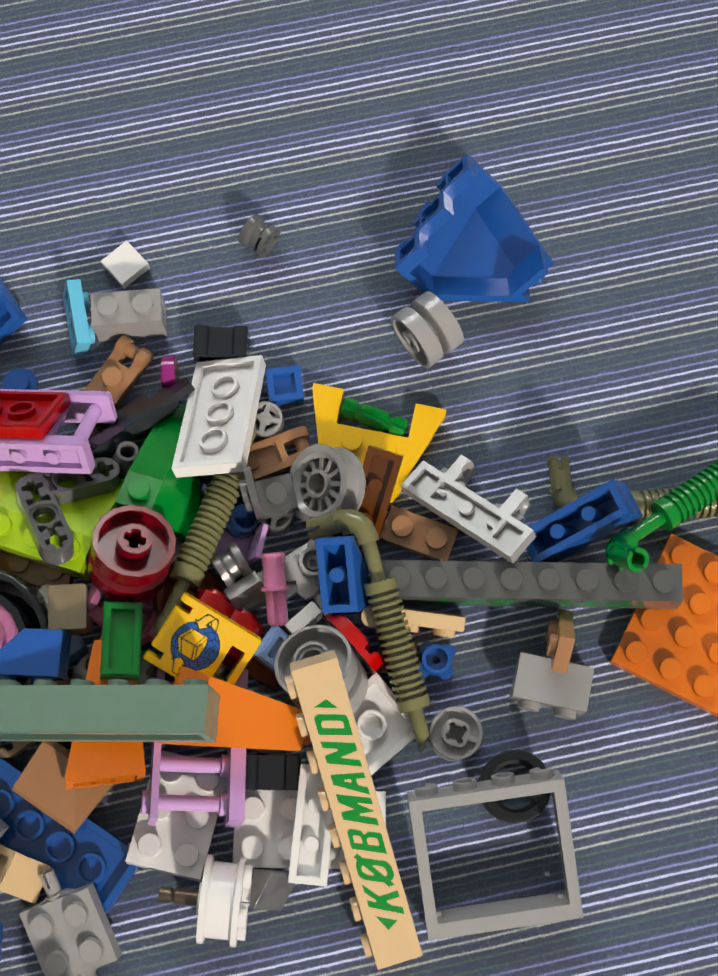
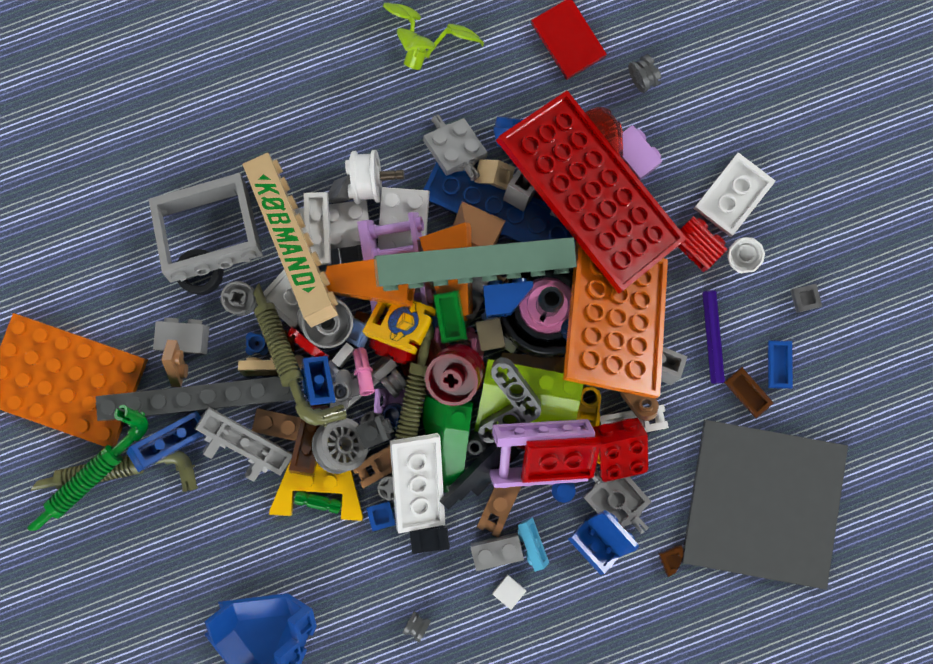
camera: 175 degrees right, 10 degrees up
(169, 371) = (461, 513): magenta tile -> none
(427, 329) = (286, 568): light grey wheel -> none

